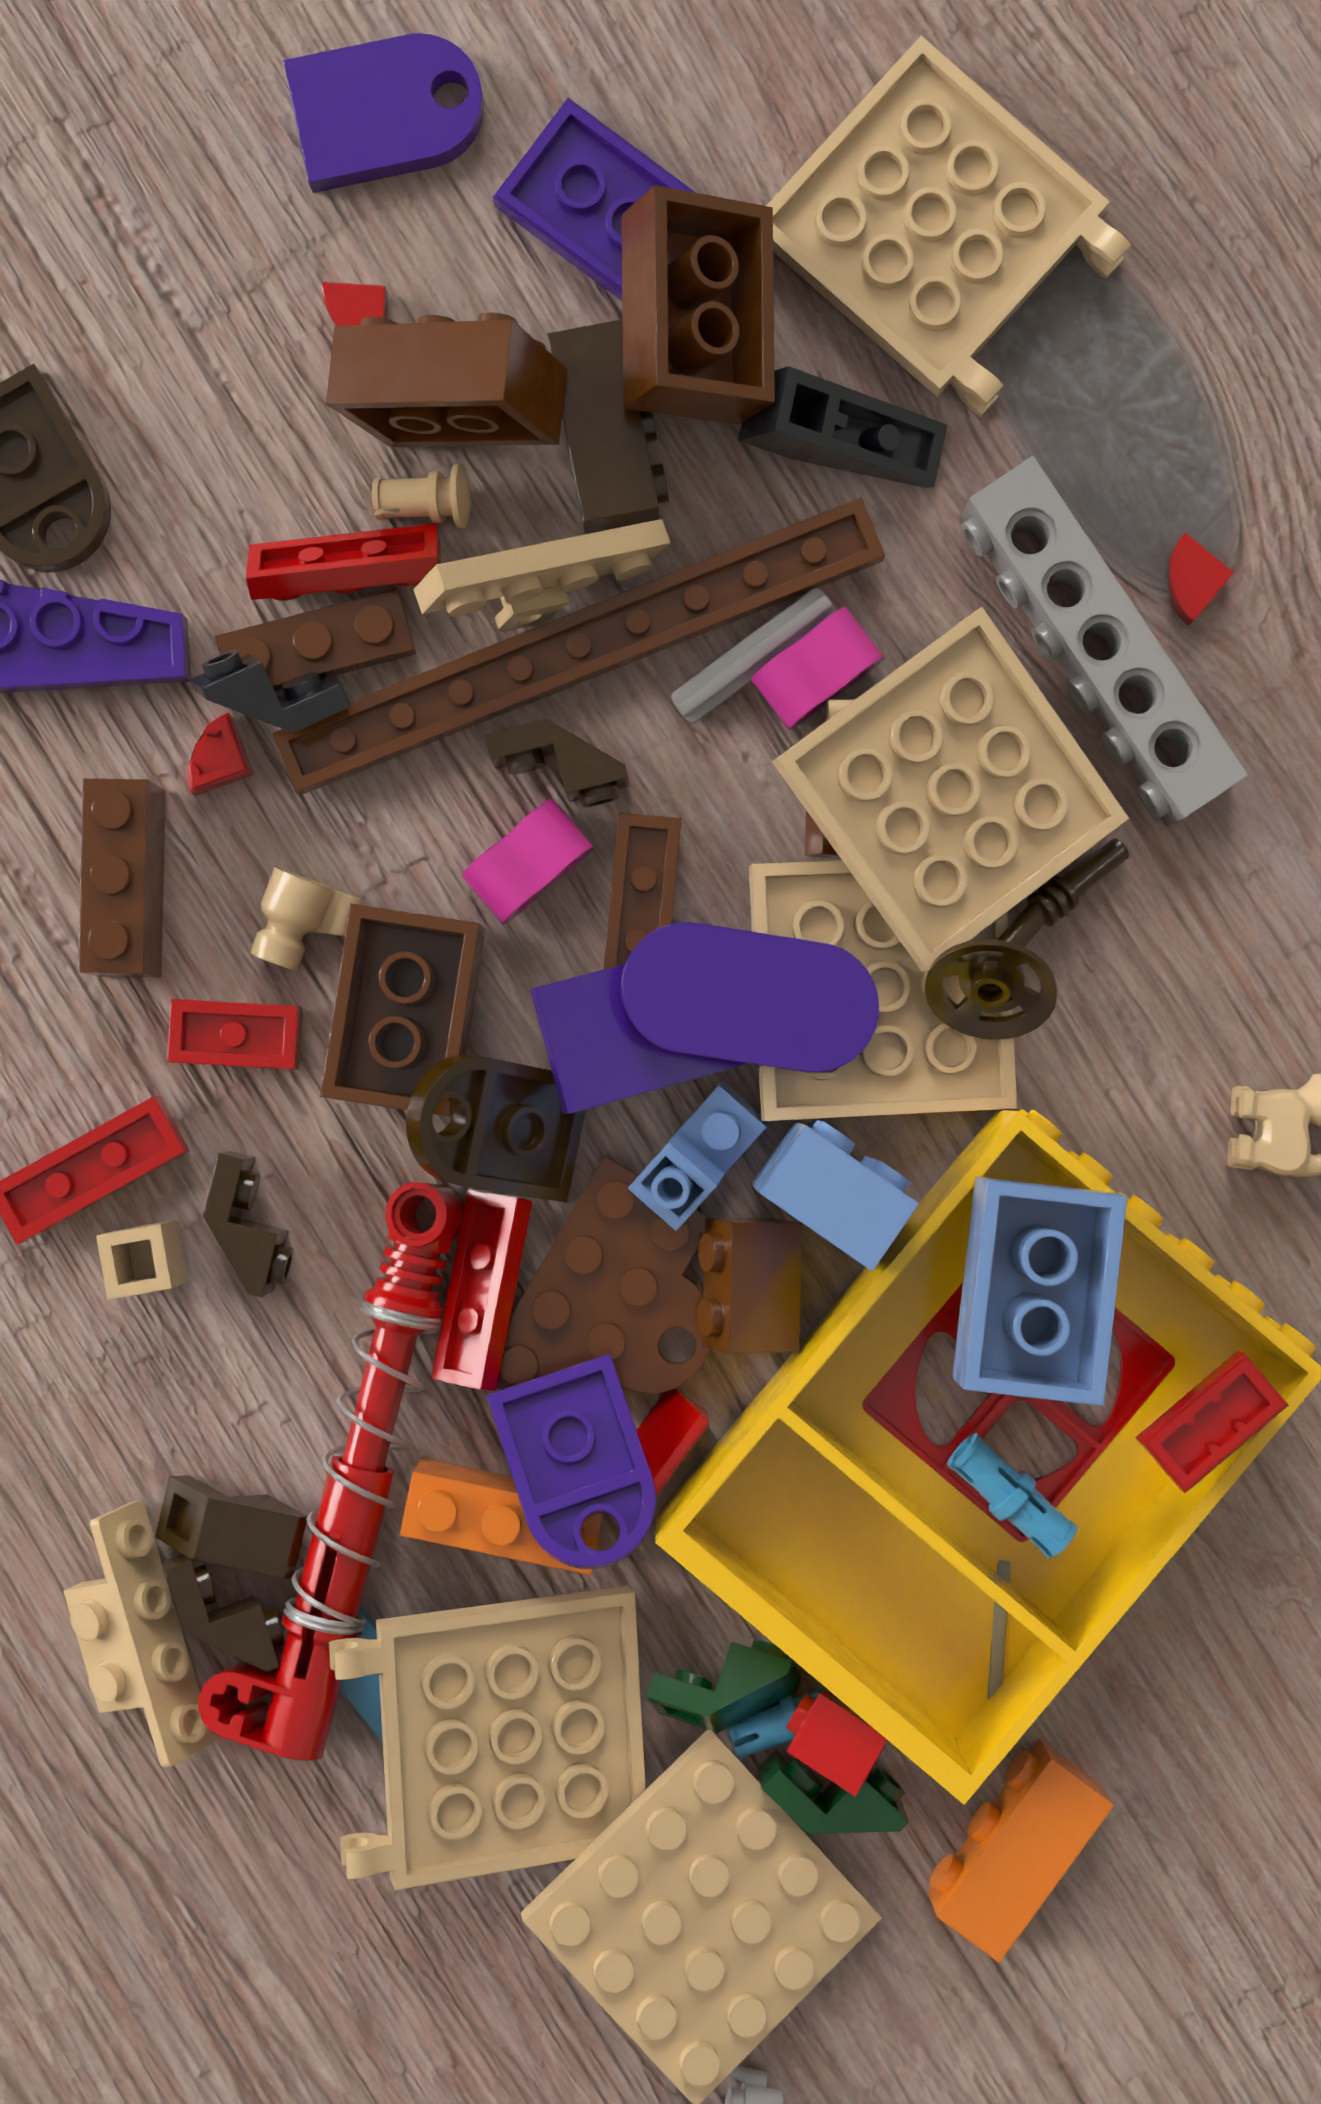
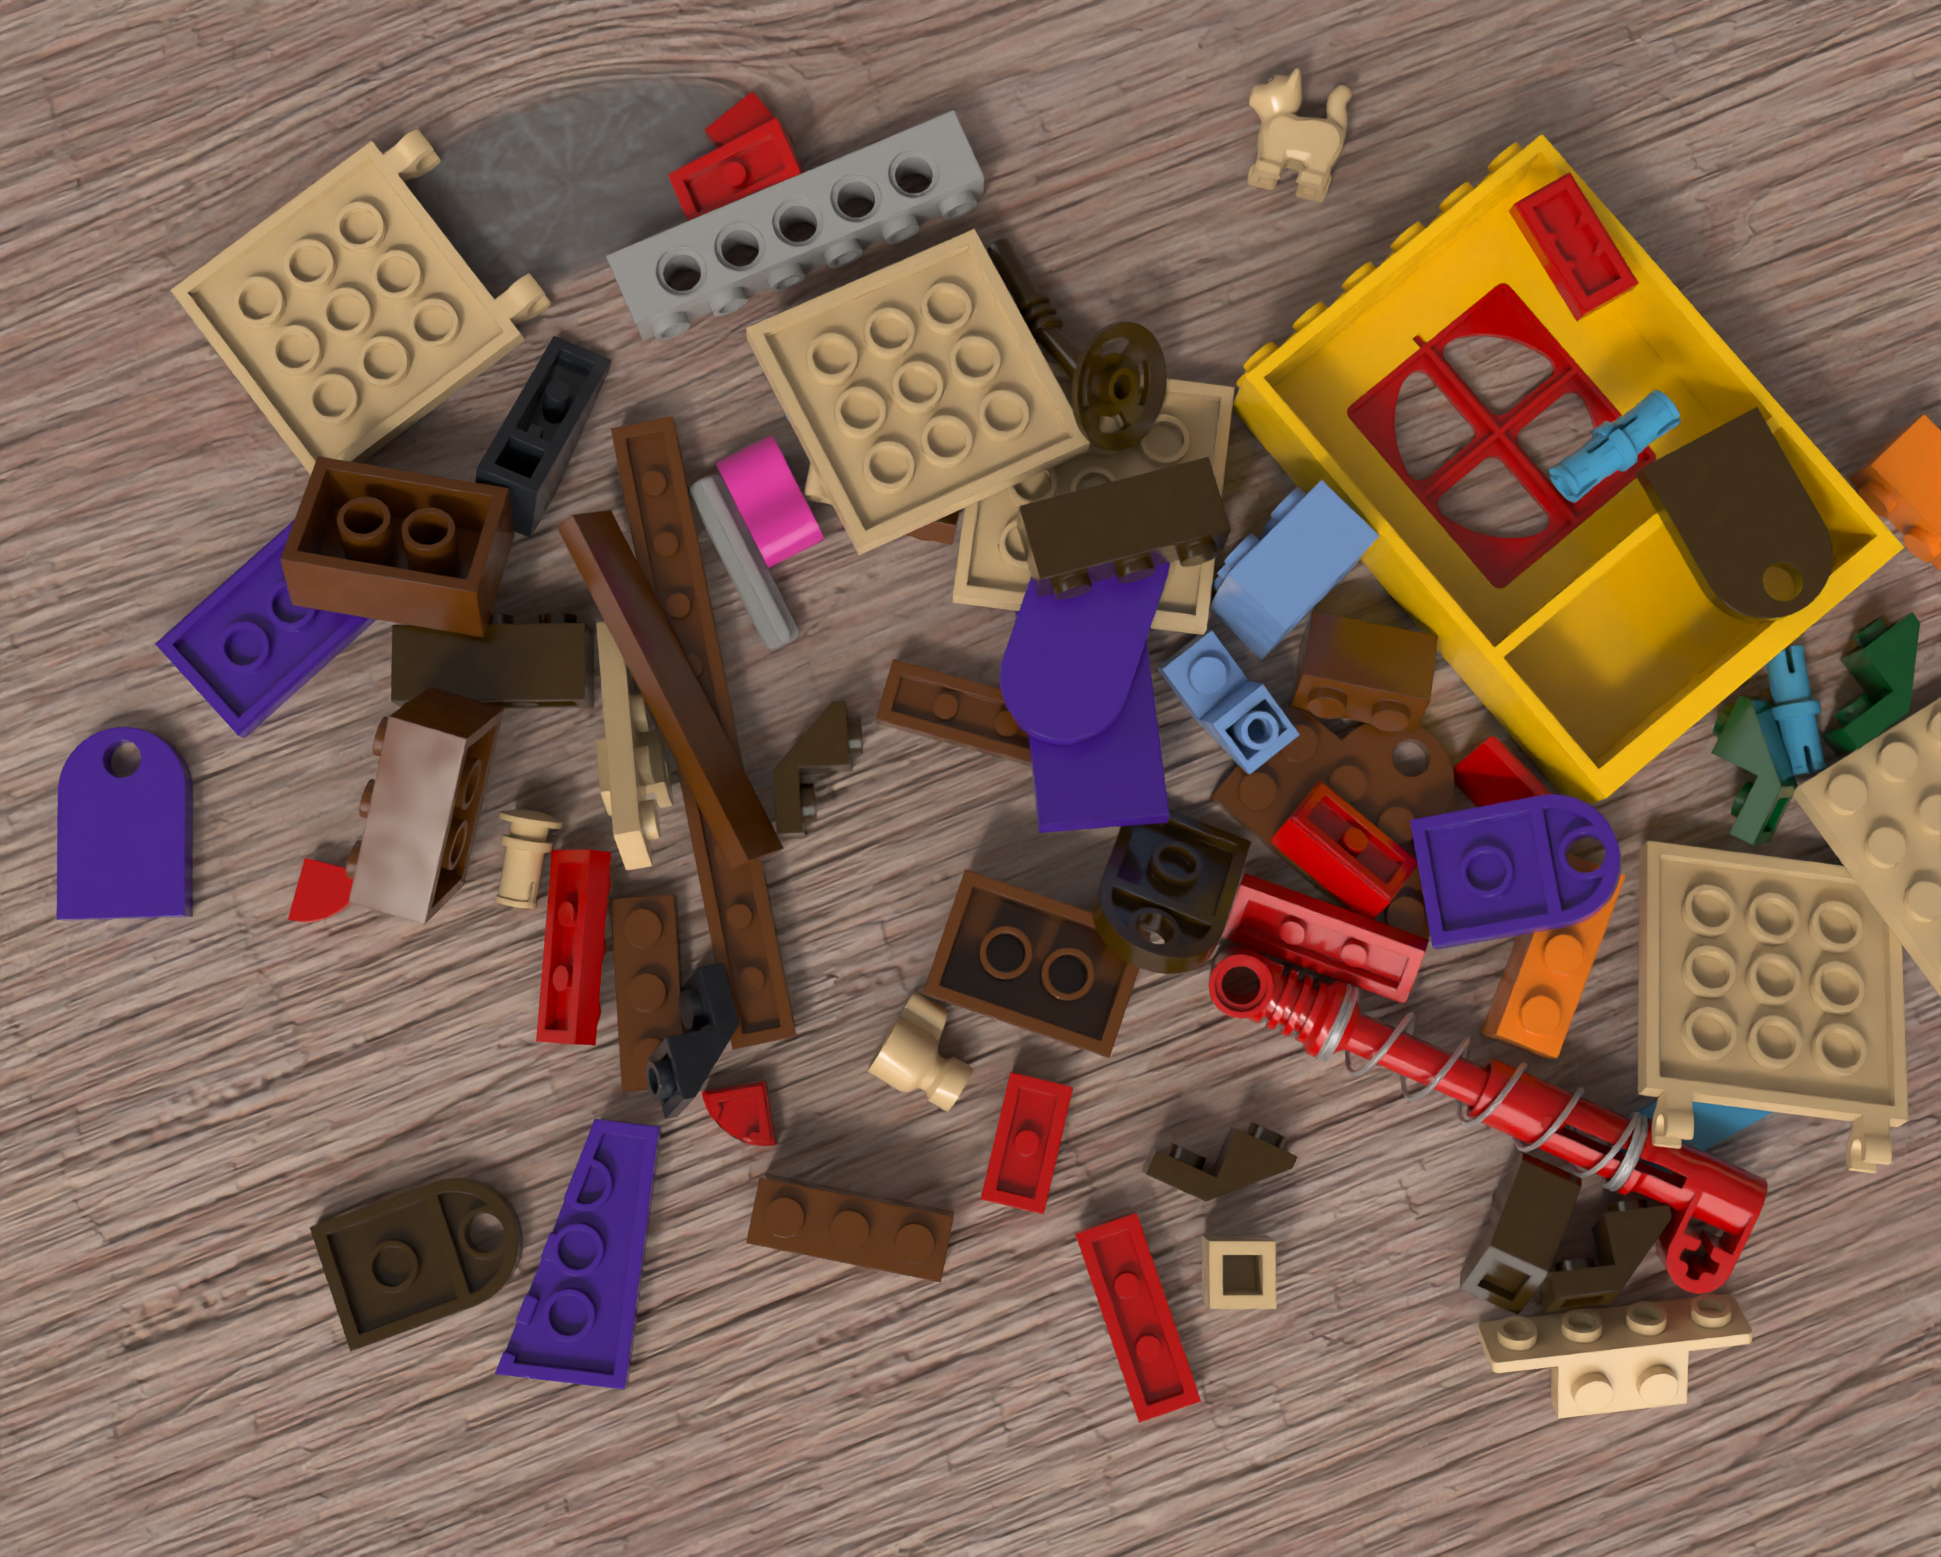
camera: 85 degrees left, 5 degrees down
(527, 861) = (907, 818): dark pink axle -> none
(569, 1295) = (1344, 851): none -> red slope
(609, 601) = (670, 688): none -> reddish brown tile
(834, 1741) = (1822, 664): red brick -> none
(843, 1018) = (1123, 529): none -> dark brown brick
(967, 1630) = (1737, 513): none -> dark brown tile
(1039, 1291) = (1424, 382): medium blue brick -> none
(1147, 571) = (736, 170): none -> red plate

